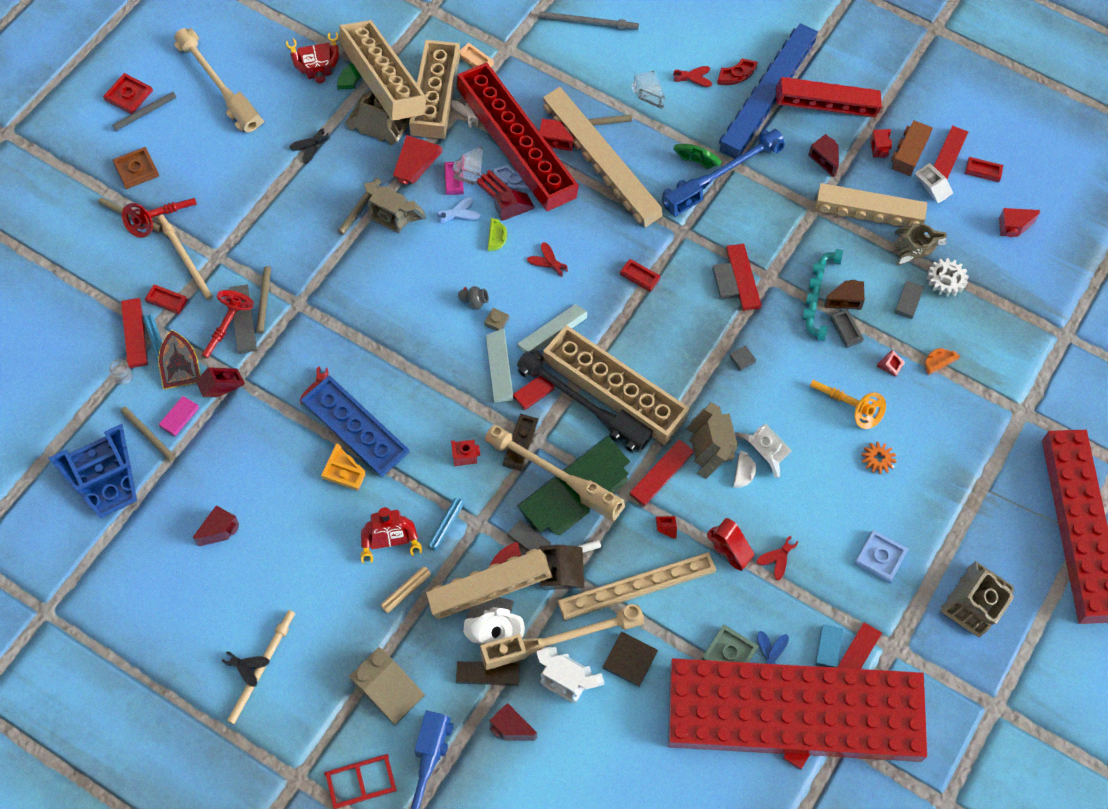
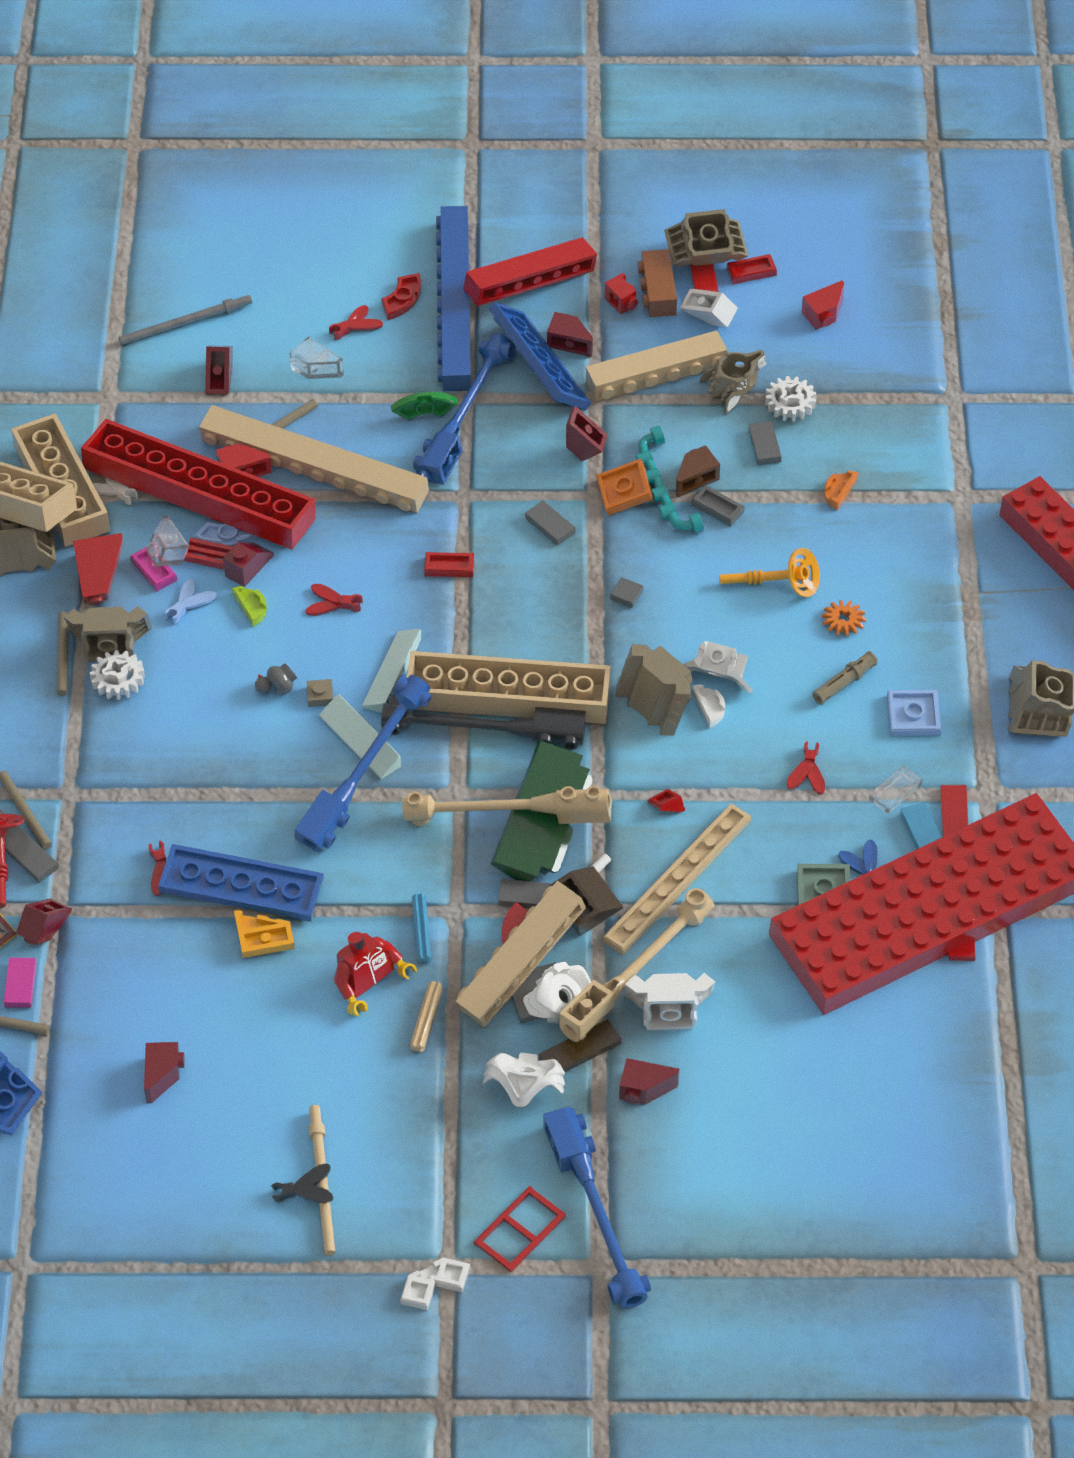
camera: 30 degrees left, 10 degrees down
(272, 781) = (443, 1273): none -> white tile
(379, 239) = (117, 674): none -> white gear
(386, 685) = (478, 1119): dark tan slope -> none
(433, 674) = (524, 1076): none -> white piece
(441, 408) = (331, 809): none -> blue bar
(465, 452) = (388, 844): red brick -> none
(474, 57) = (79, 424): light nougat tile -> none
(522, 436) = (438, 786): dark brown tile -> none
(533, 392) = (419, 745): red tile -> none
(585, 63) = (218, 369): none -> dark red slope
(630, 659) = (723, 951): dark brown tile -> none
(661, 473) = (622, 752): red tile -> none
(732, 543) = (750, 777): red piece -> none
(744, 277) = (586, 523): red tile -> none
(784, 231) = (583, 435): none -> dark red slope
(791, 282) = (624, 487): none -> orange tile
(795, 160) = (539, 356): none -> blue plate
(830, 606) = (895, 789): none -> clear tile
(849, 503) = (852, 672): none -> dark tan pin
(891, 363) = (790, 517): red slope -> none
(963, 133) = (705, 239): none -> dark tan slope

